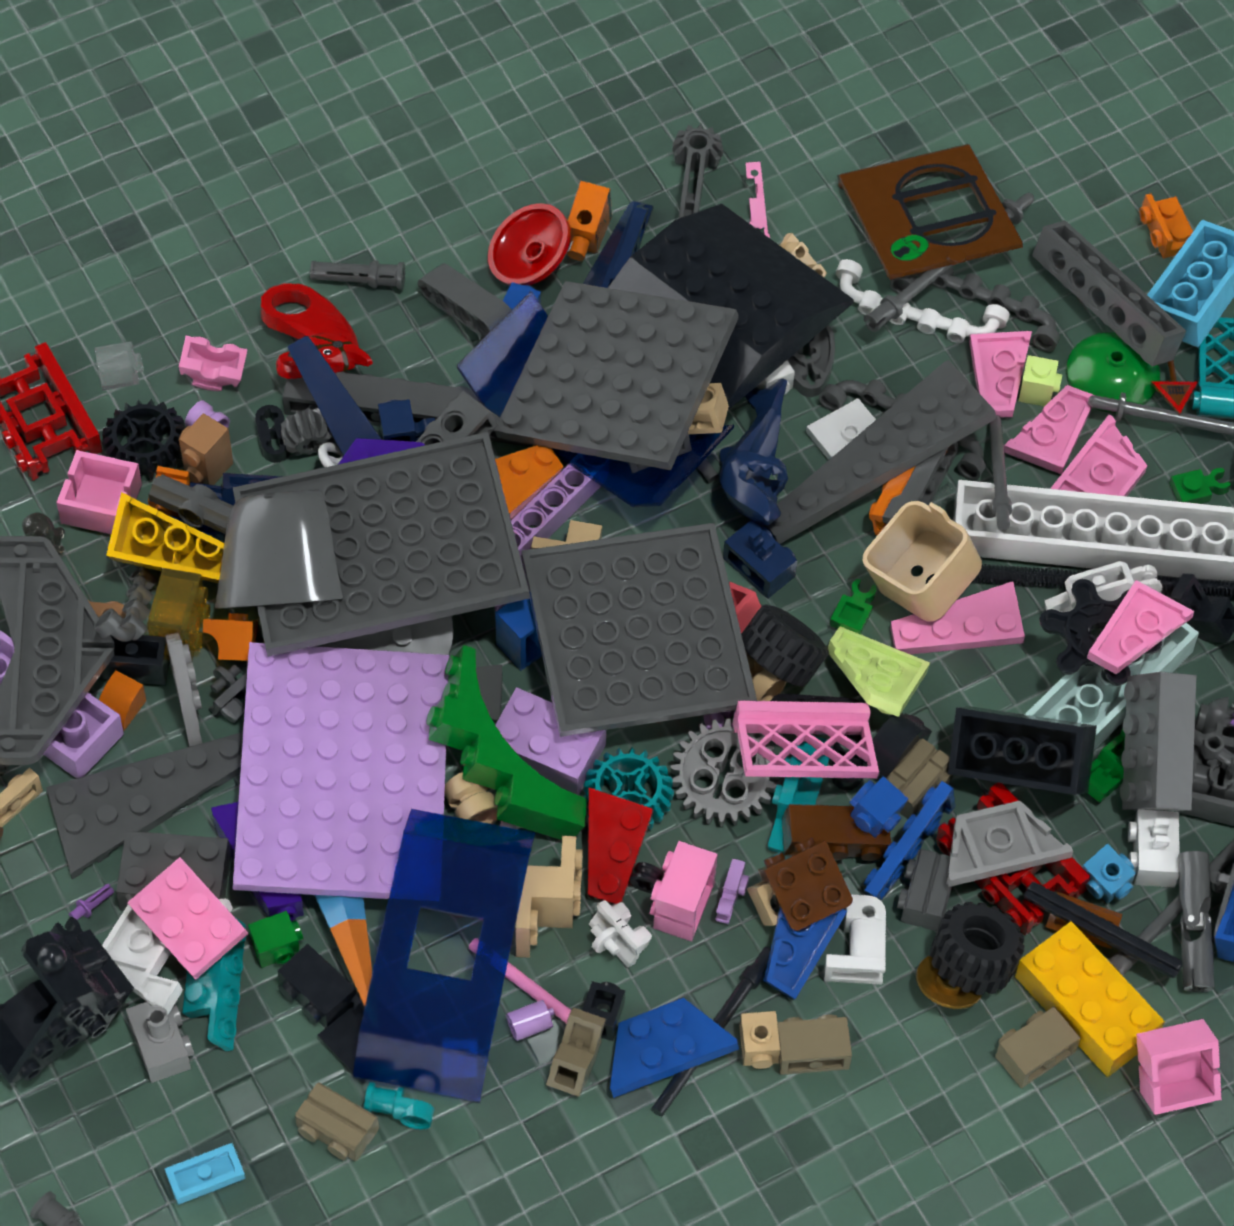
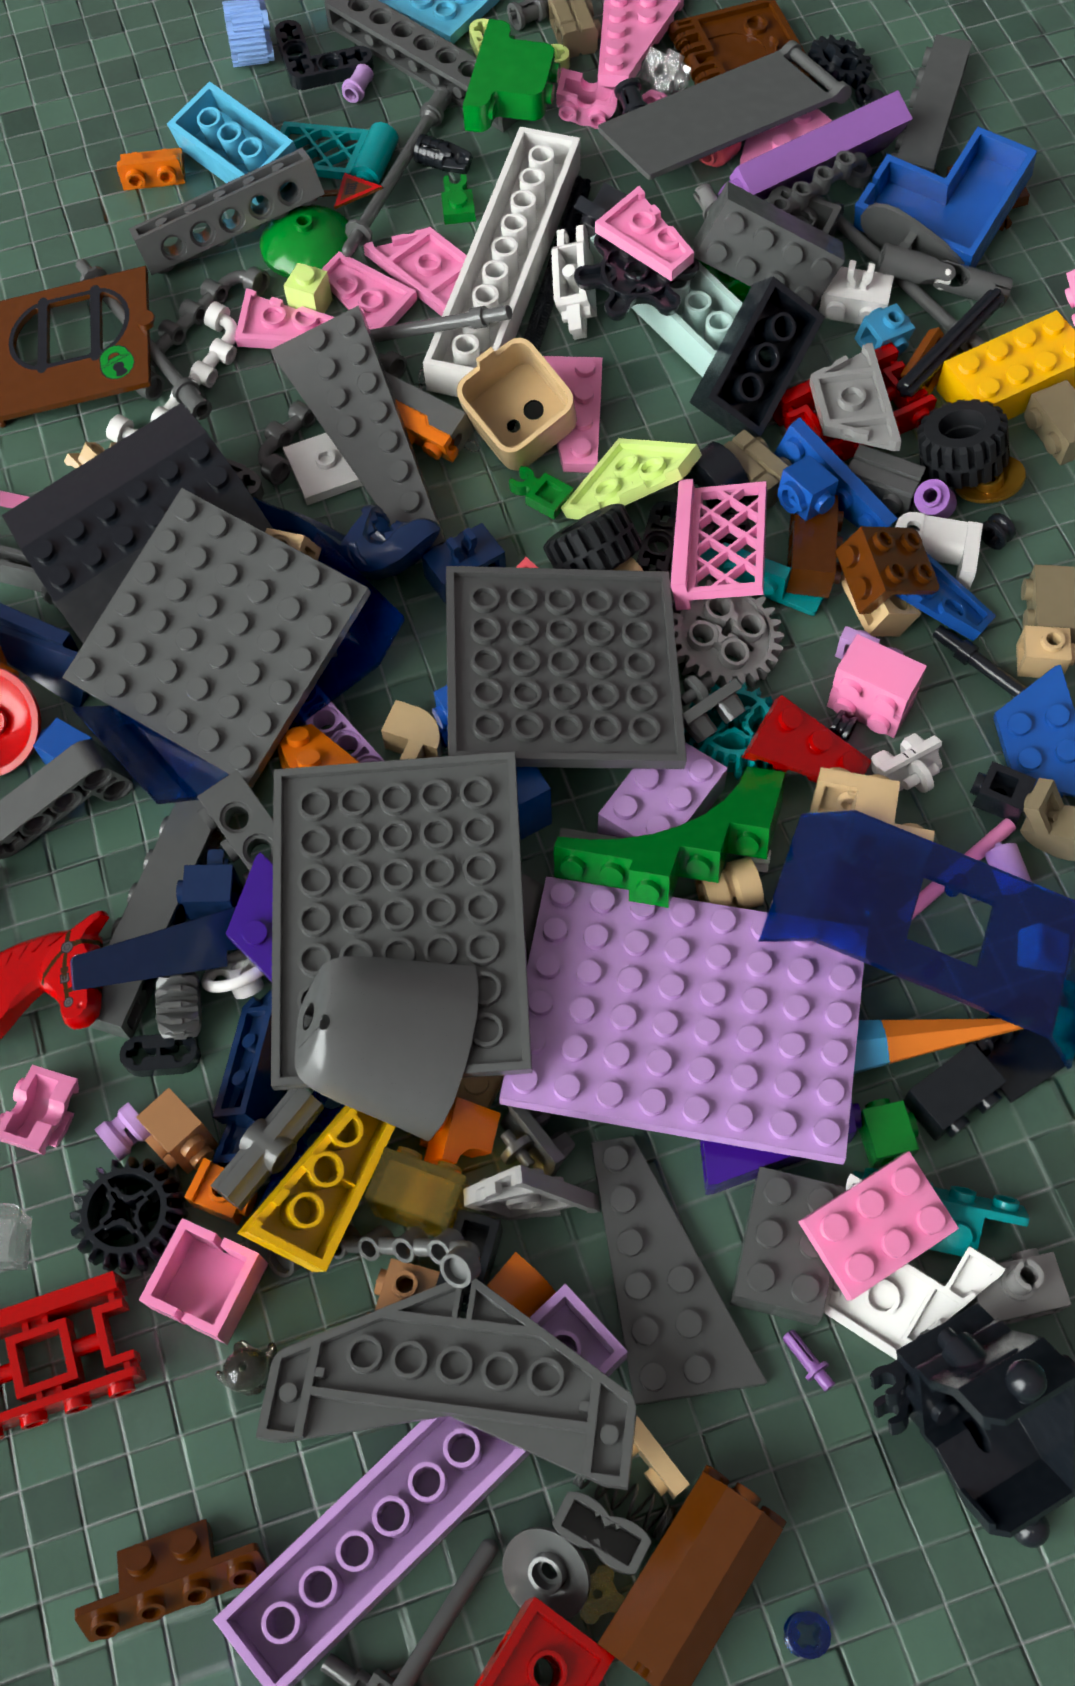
camera: 75 degrees left, 5 degrees up
(615, 745) = (723, 700): none -> dark grey hips
(891, 994) = (997, 531): none -> black bush
(908, 932) = (943, 505): none -> medium lavender brick

